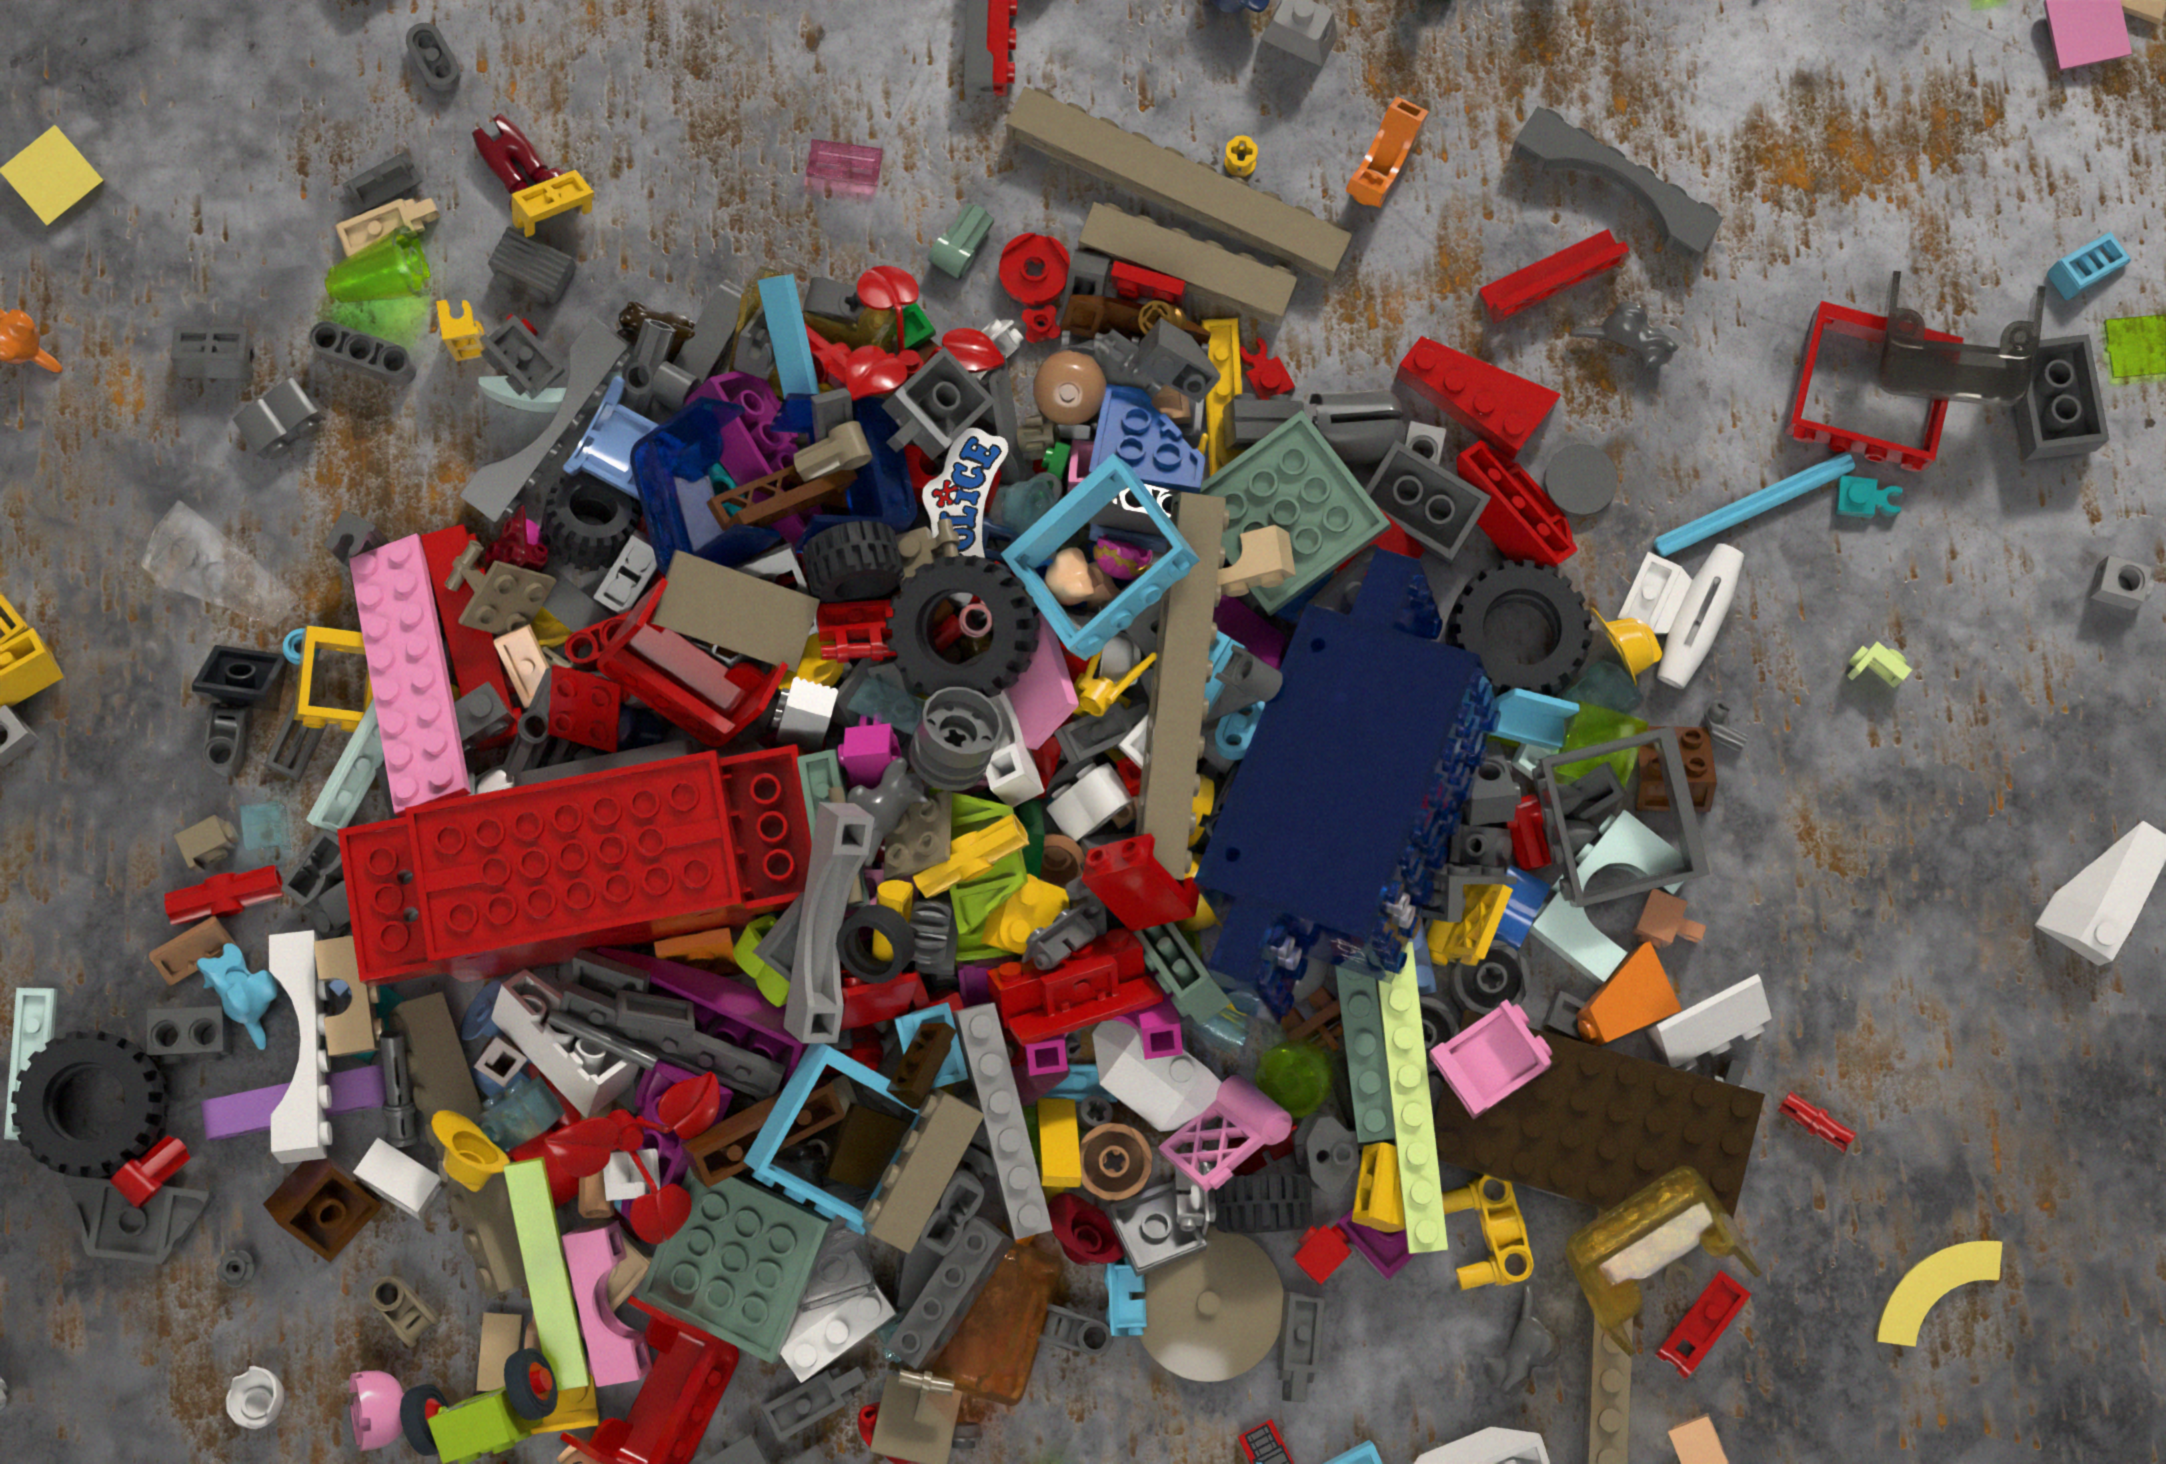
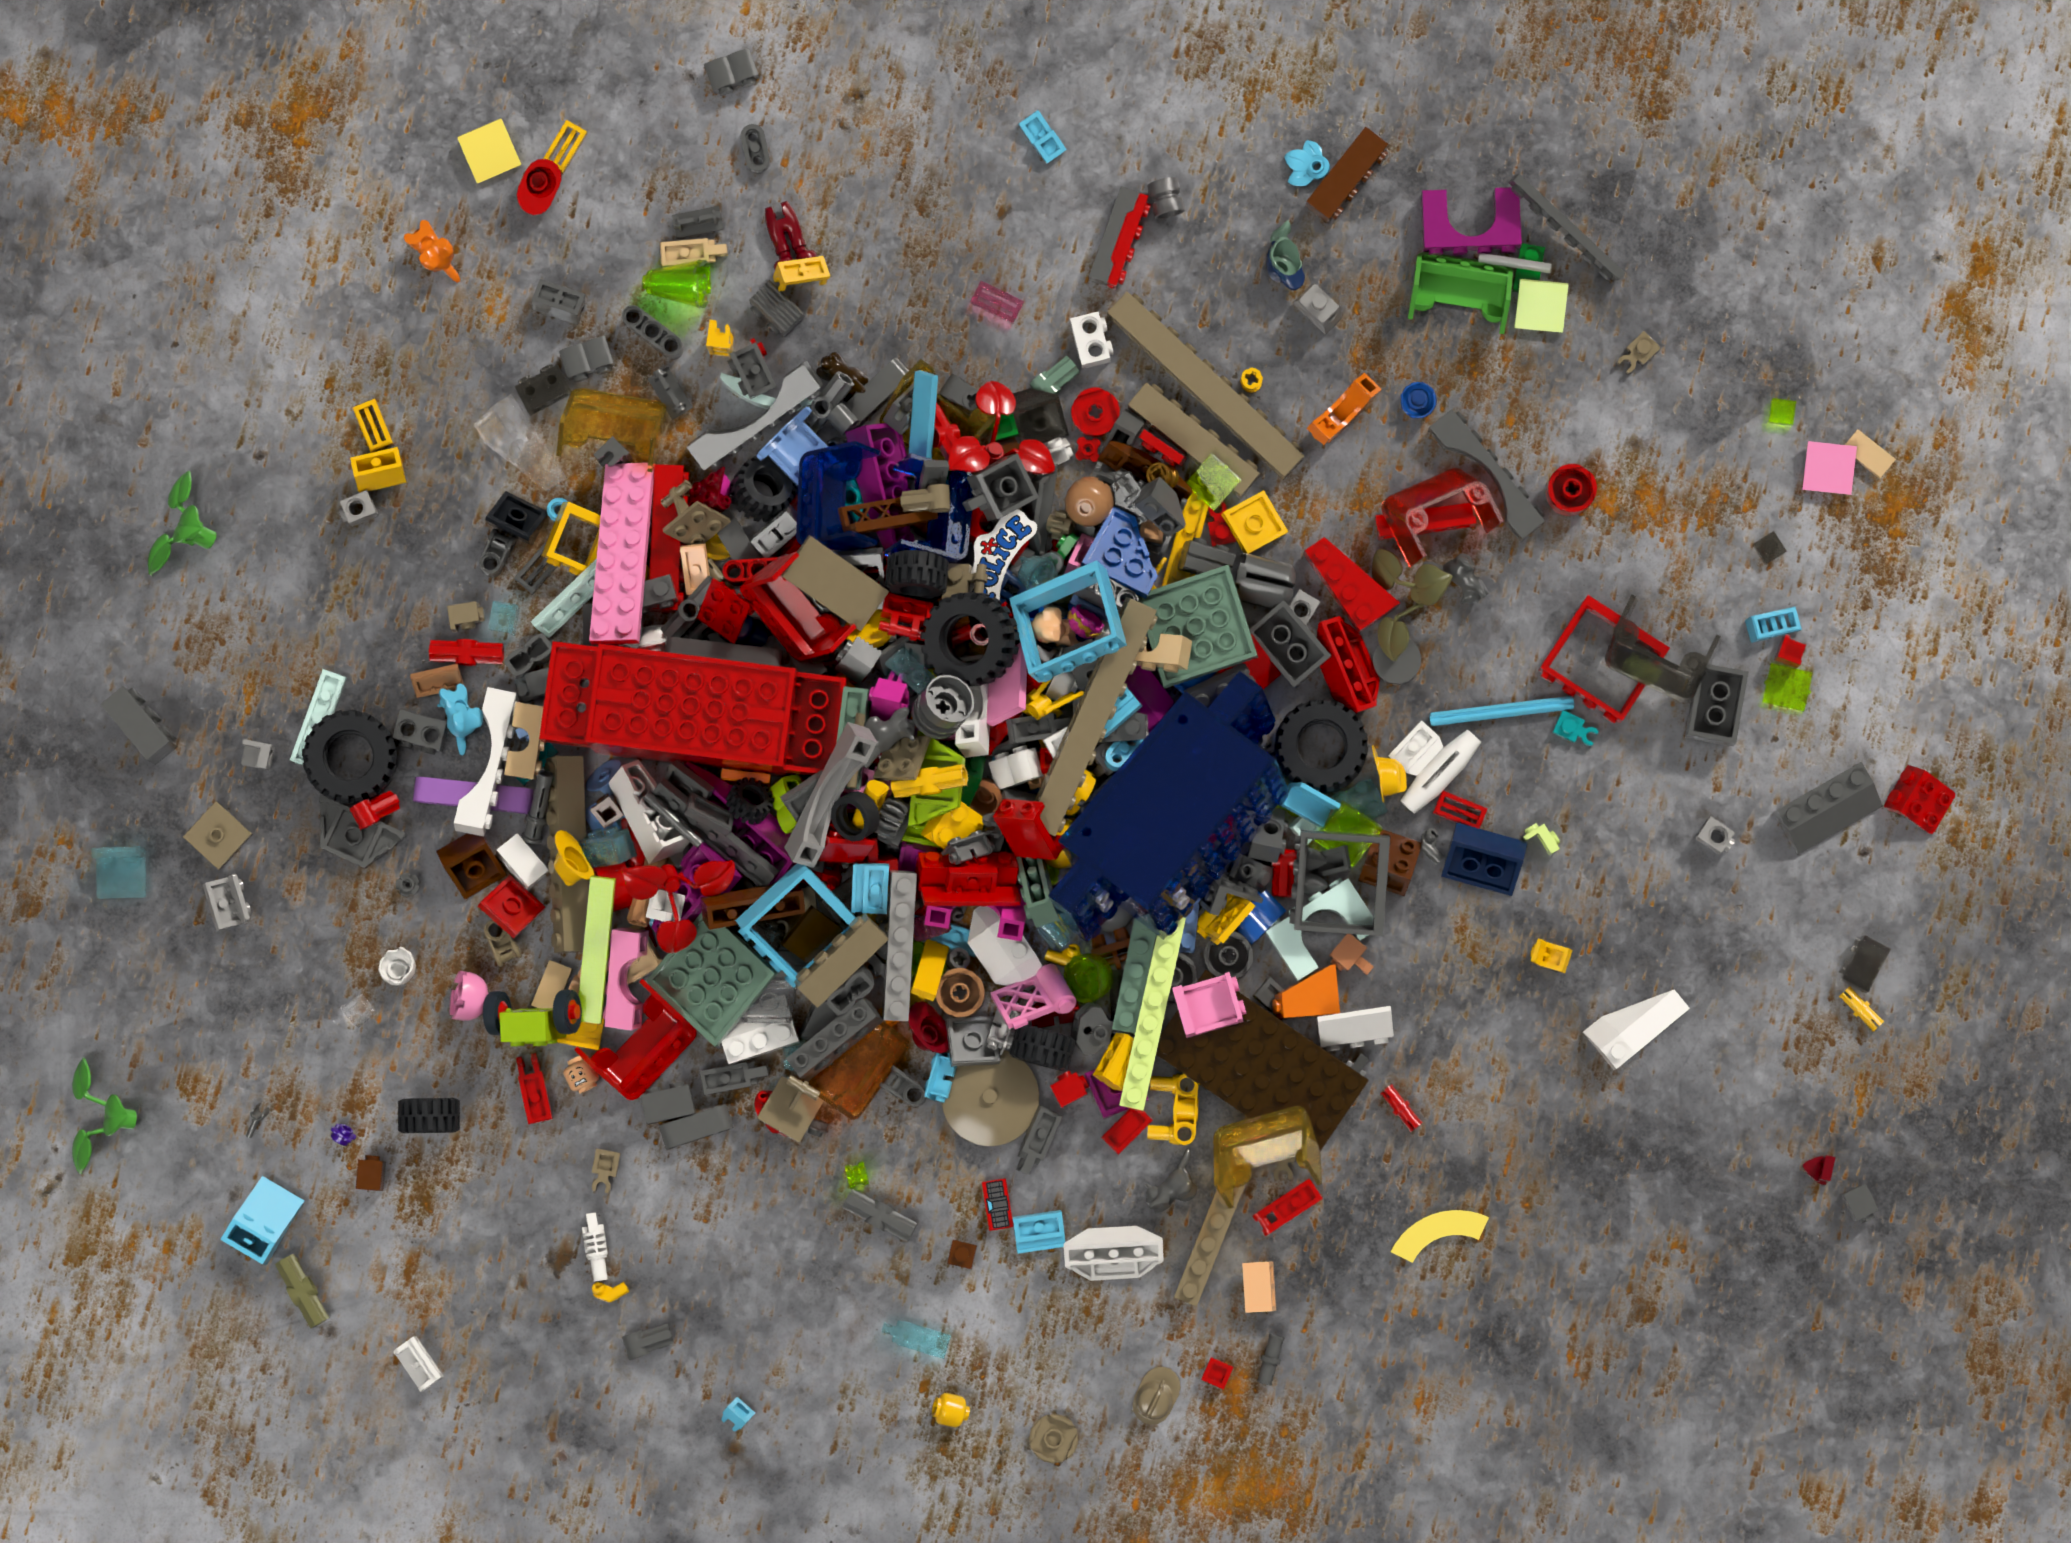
camera: 25 degrees right, 5 degrees up
(135, 198) = (538, 186): none -> red piece
(172, 142) = (573, 150): none -> yellow tile
(227, 482) = (543, 389): none -> clear smoke brick
(313, 494) = (605, 415): none -> clear yellow windscreen
(401, 1250) = (511, 906): none -> red tile
(413, 430) = (670, 392): none -> dark grey hinge
(705, 989) = (753, 791): none -> black tyre
(921, 1063) = (860, 896): dark brown bracket -> none
(957, 295) = (1039, 416): none -> clear smoke slope
(988, 174) = (1085, 341): none -> white brick
(1236, 309) = (1213, 481): none -> clear neon green piece
(1248, 1059) = (1063, 957): none -> yellow arm
(1250, 675) = (1136, 724): dark grey piece -> none
(1313, 351) = (1254, 523): none -> yellow tile
(1425, 1286) = (1126, 1129): none -> red tile
(1485, 111) = (1418, 400): none -> blue hair
(1532, 265) = (1407, 516): none -> clear red windscreen
(1604, 347) = (1427, 590): none -> olive plant
(1727, 162) = (1580, 479): none -> red brick
(1744, 678) = (1444, 794): none -> red tile
(1807, 720) = (1484, 859): none -> dark blue slope
(1953, 829) = (1550, 956): none -> yellow bracket
(2044, 163) = (1769, 548): none -> clear smoke plate
(2127, 295) = (1790, 652): none -> red panel

